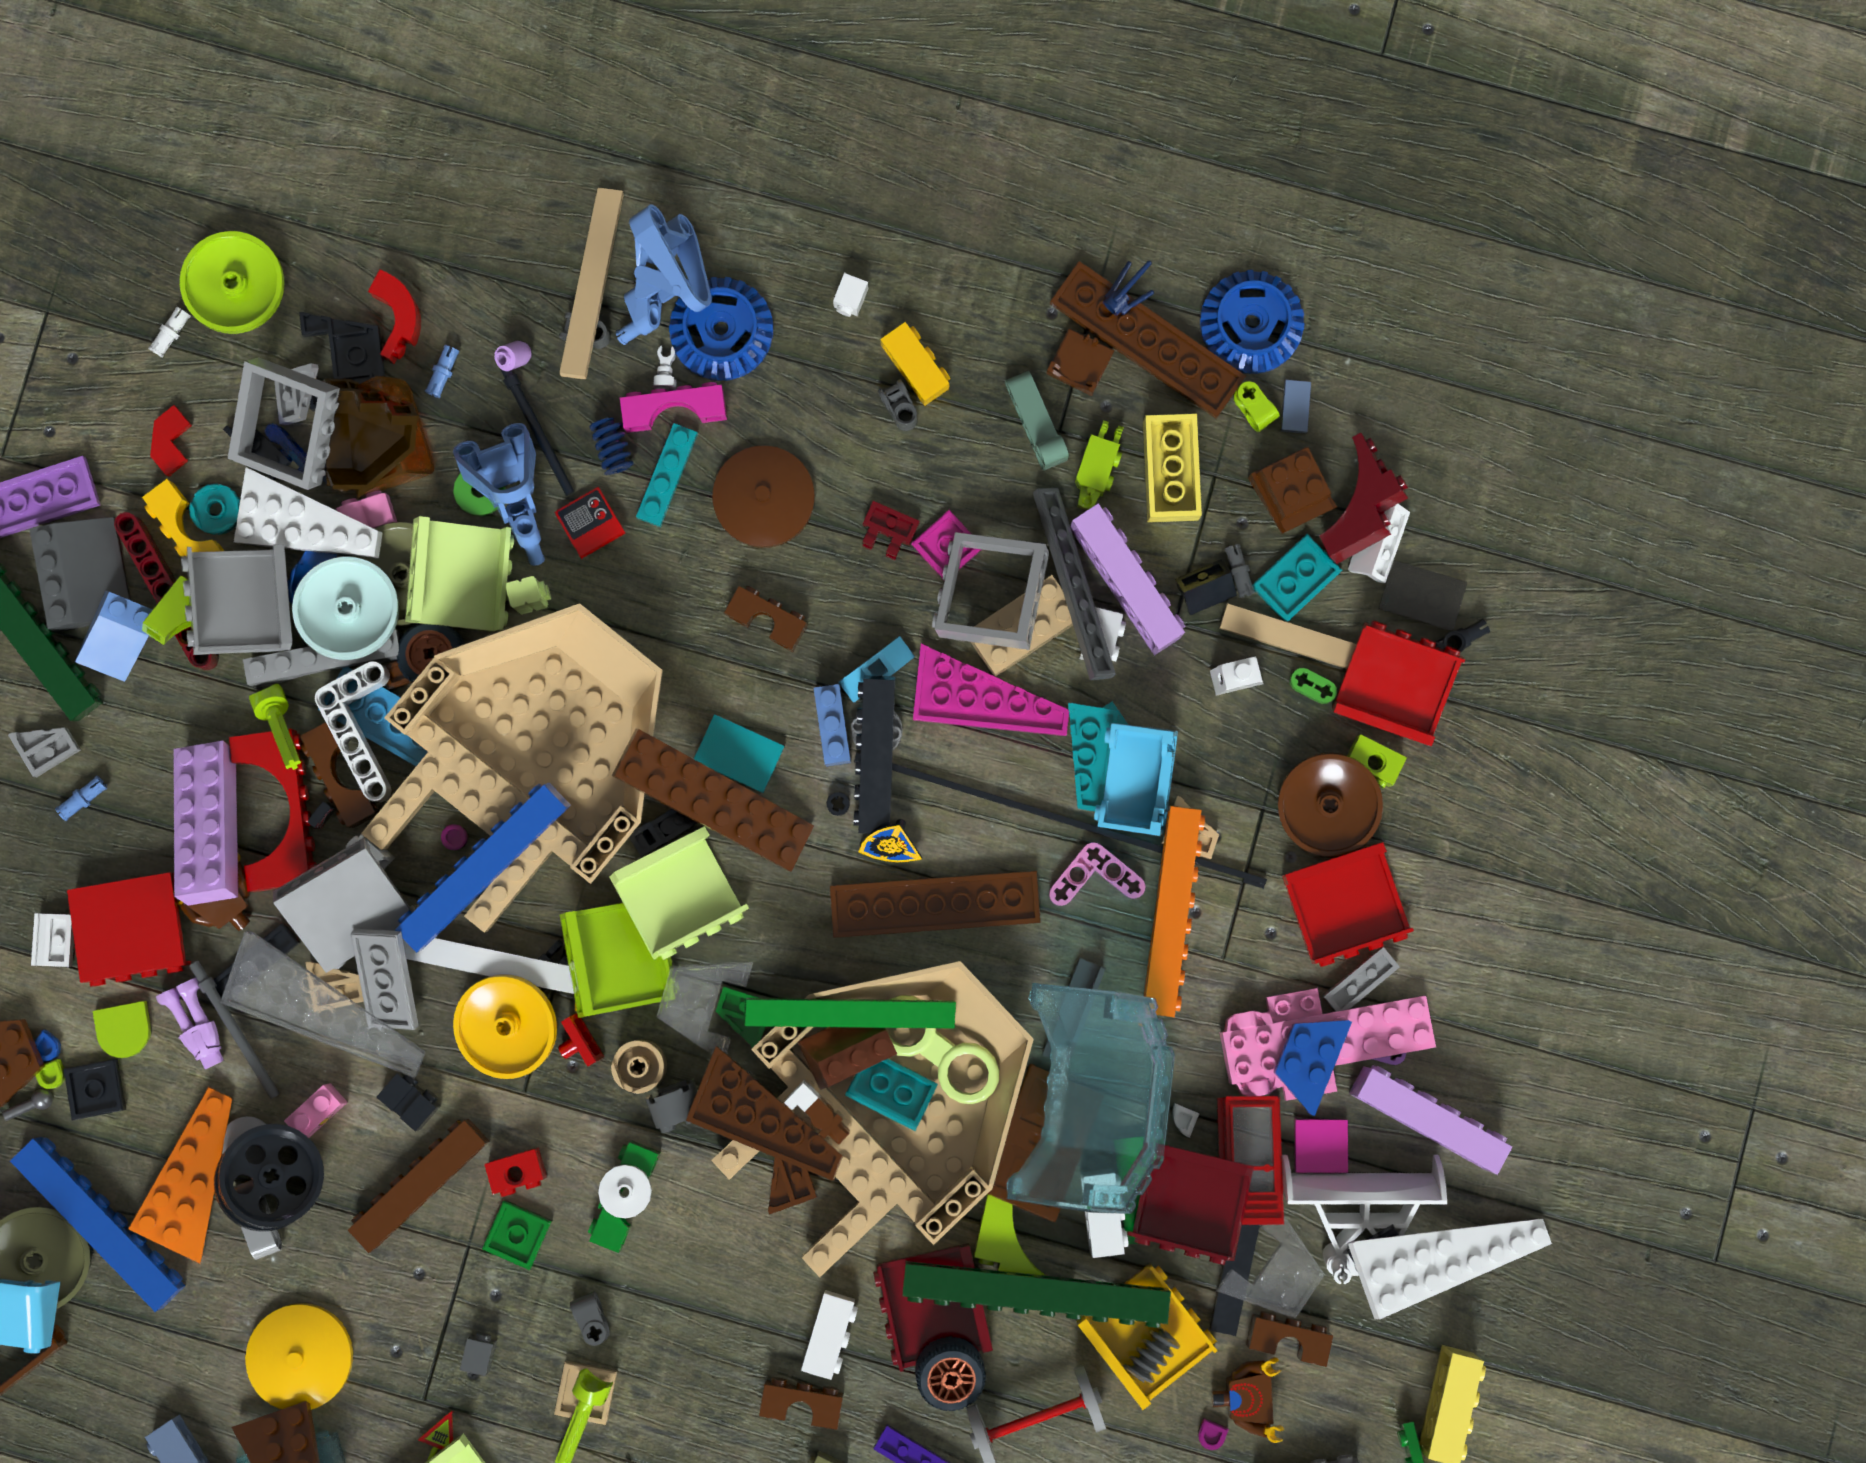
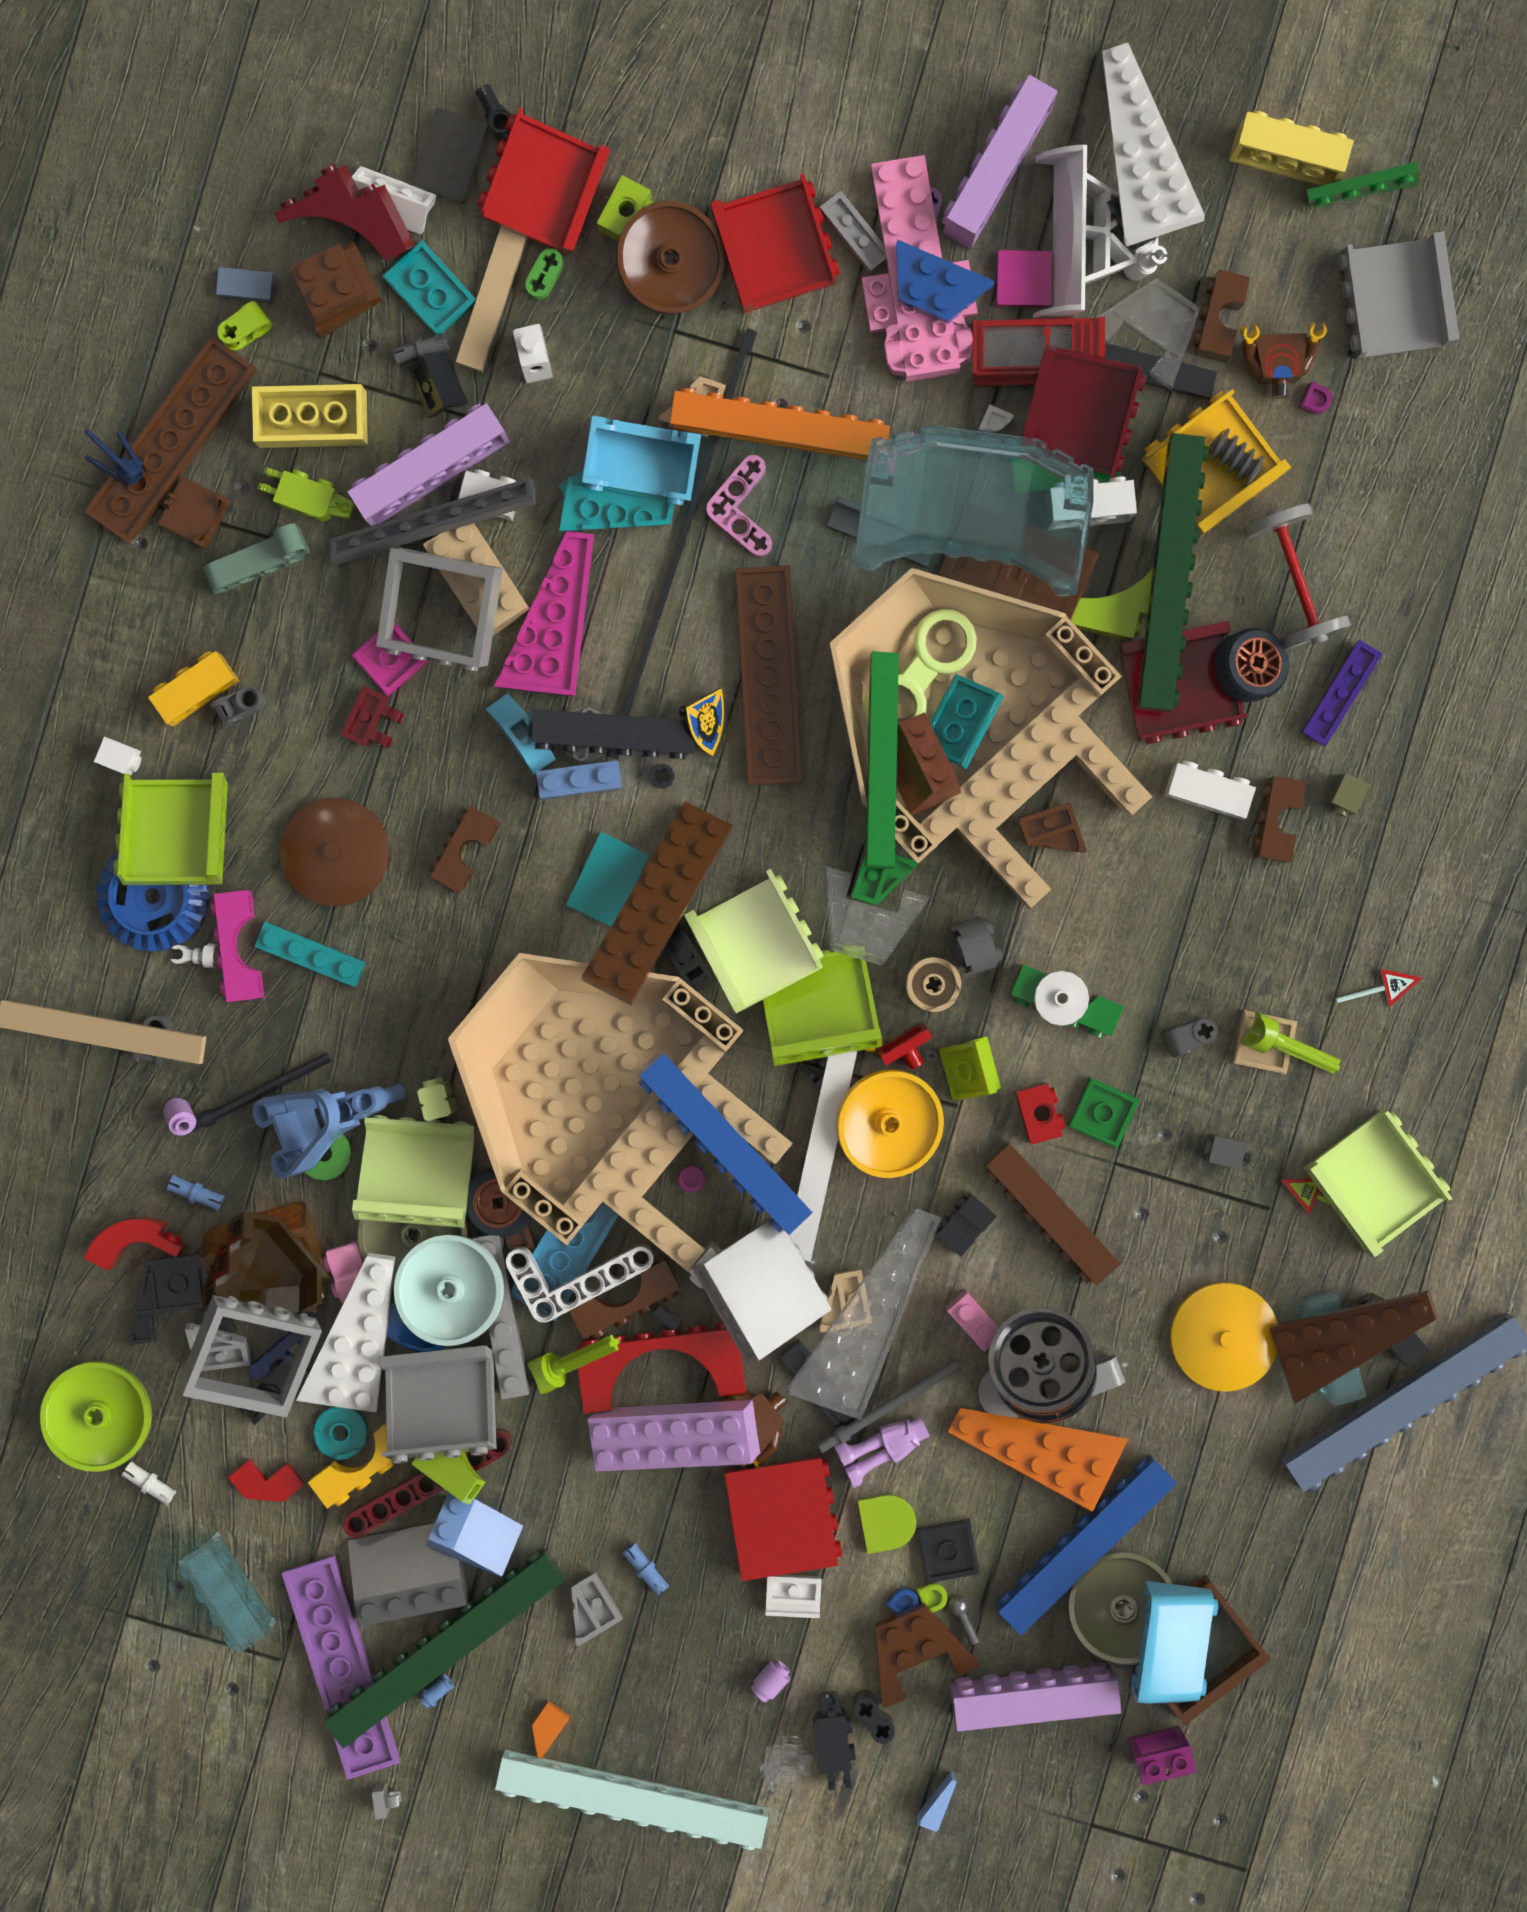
camera: 90 degrees left, 5 degrees up
(63, 405) = (226, 1593): none -> clear light blue brick
(385, 977) = (837, 1247): light grey tile -> none
(558, 1104) = (970, 1069): none -> lime bracket
(589, 522) = (360, 1035): slope -> none
(610, 446) = (278, 1012): dark blue piece -> none
(658, 245) = (90, 938): medium blue connector -> none
(748, 1113) = (982, 869): reddish brown wing -> none
(779, 345) = (171, 831): none -> lime panel
(819, 1111) = (994, 783): reddish brown hips -> none
(1254, 351) = (133, 356): blue gear -> none

